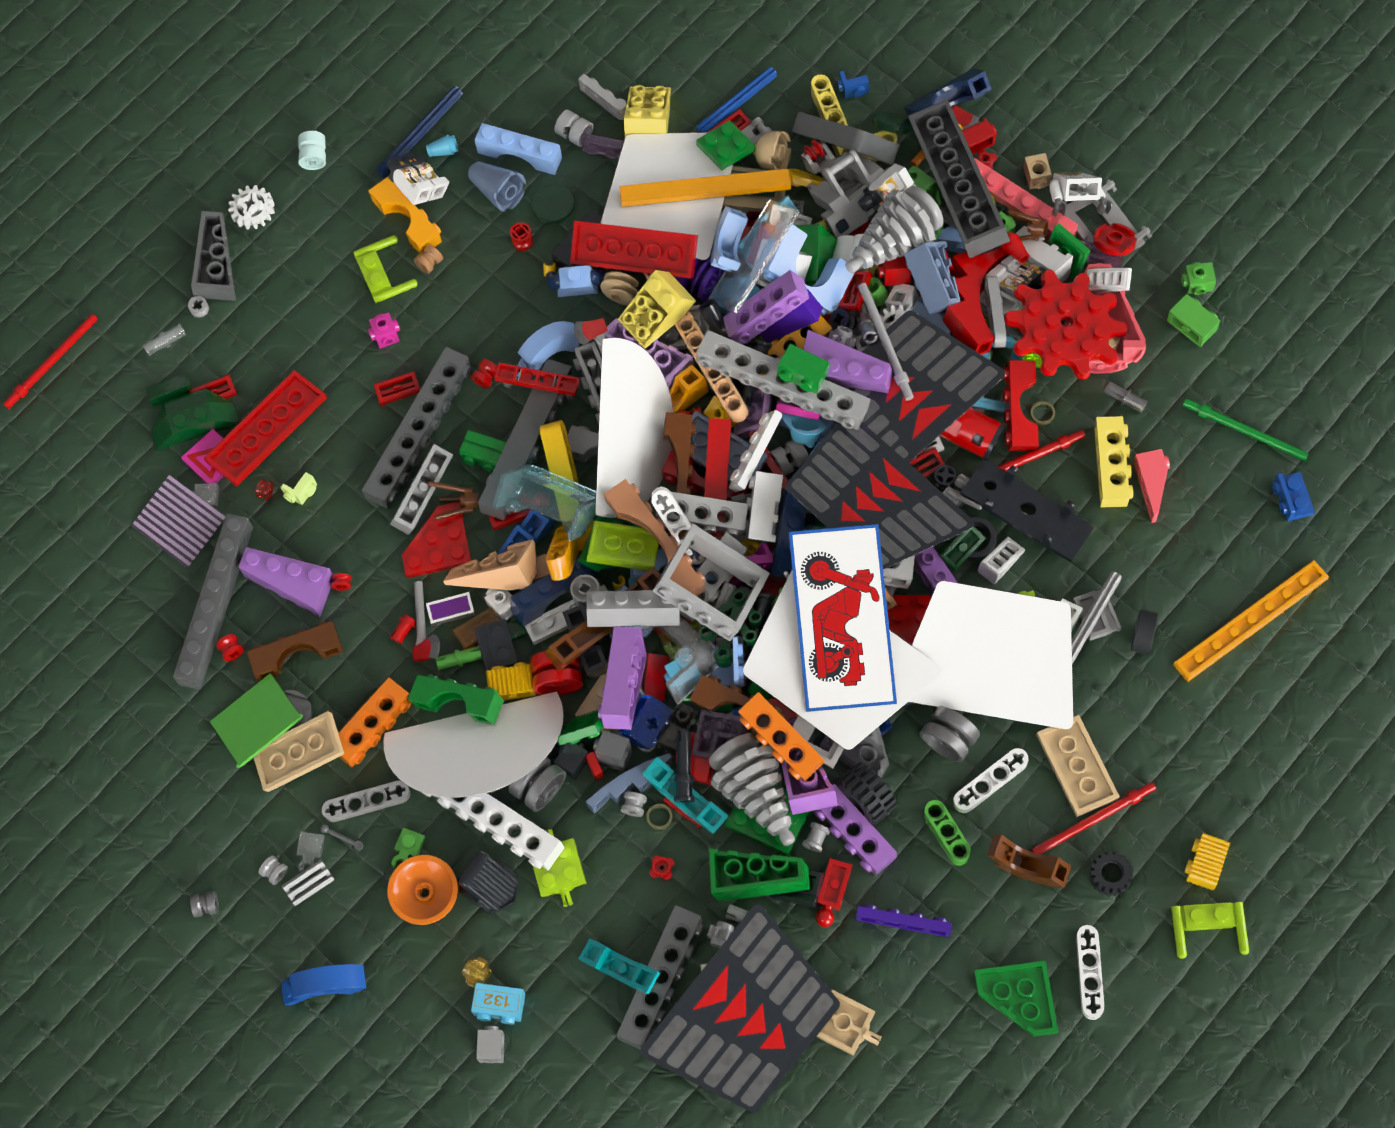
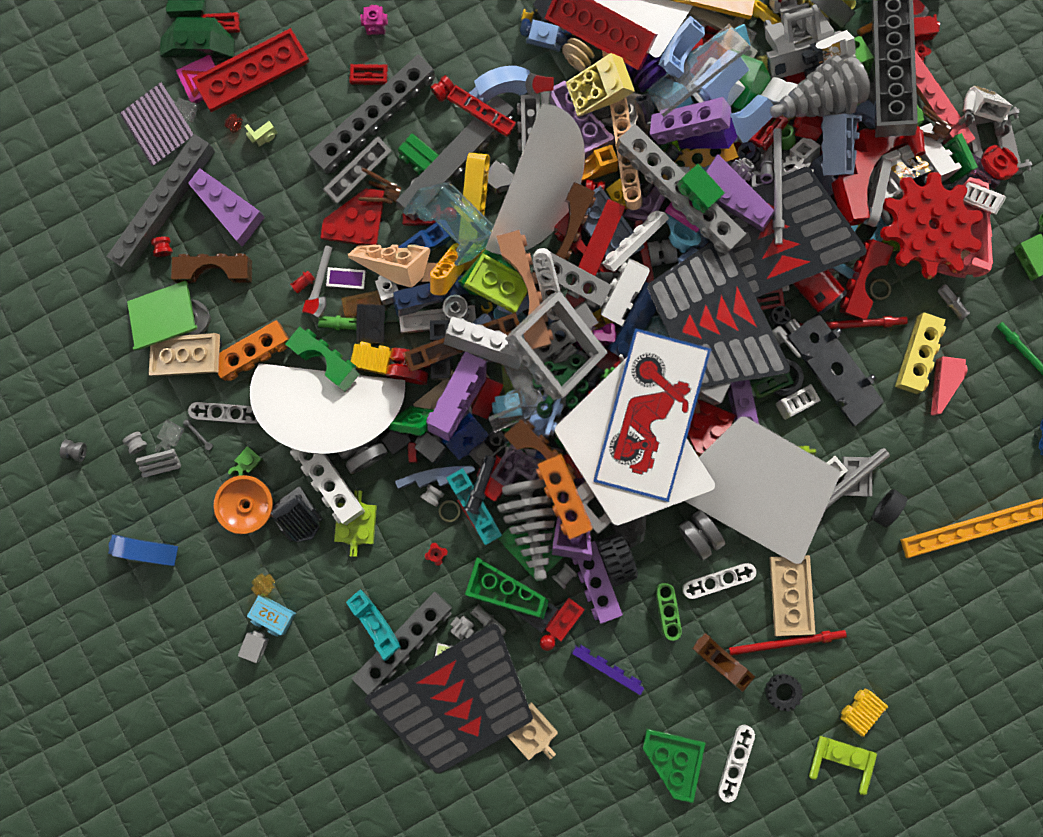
camera: 15 degrees right, 15 degrees up
(341, 581) = (267, 224): red bush -> none
(1040, 164) = (964, 72): tan brick -> none

